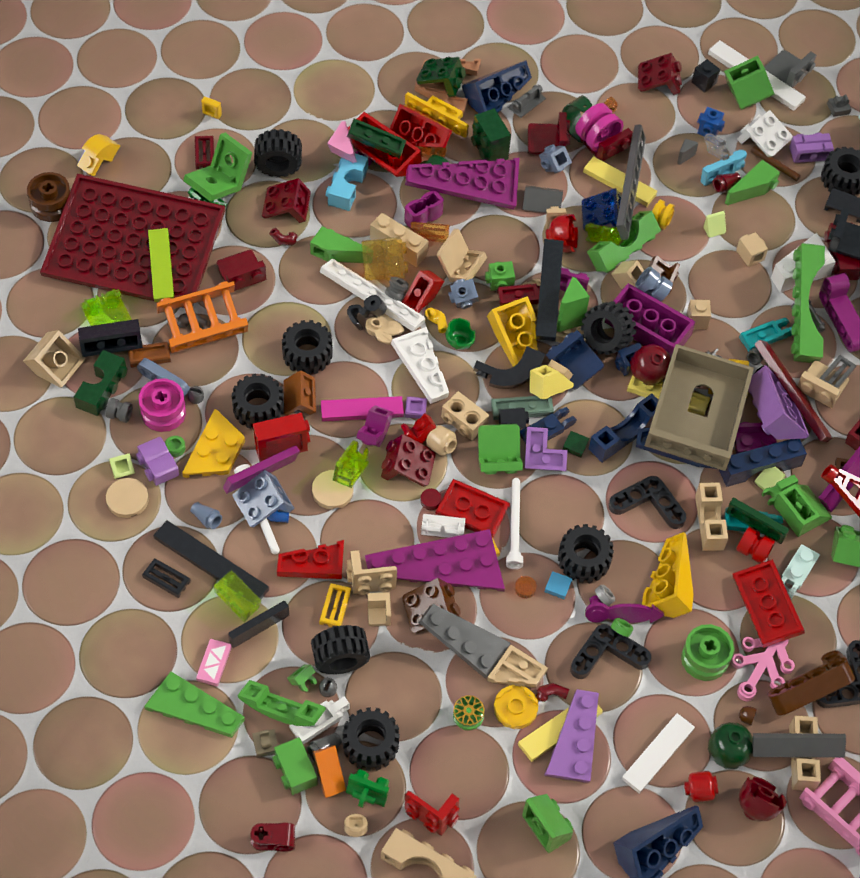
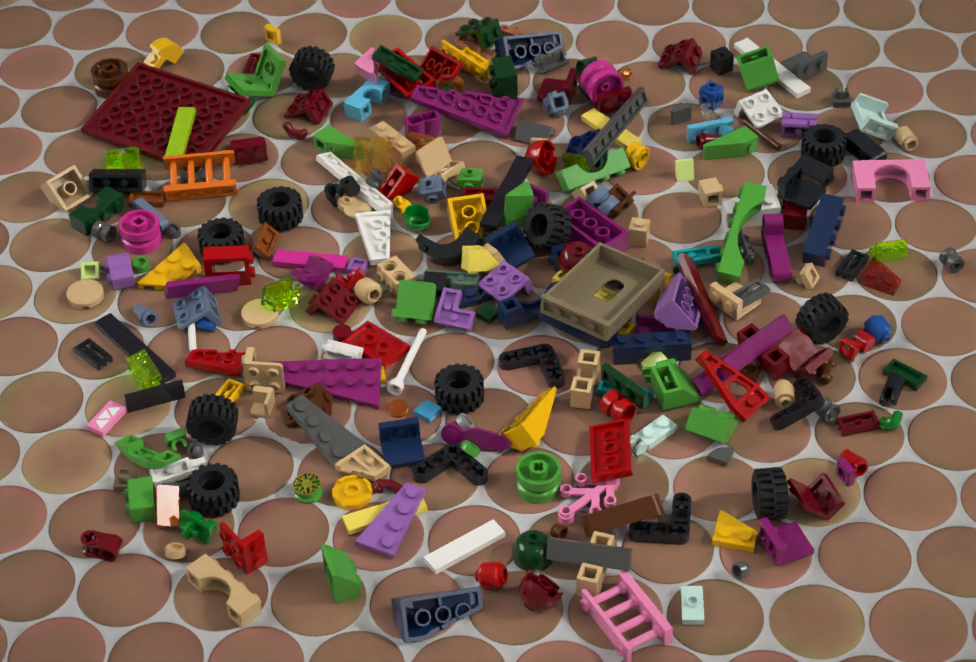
camera: 20 degrees right, 15 degrees down
(192, 705) = (76, 445): bright green wing -> none
(548, 635) = (401, 442): none -> dark blue bracket
(585, 406) = (506, 282): none -> medium lavender bracket

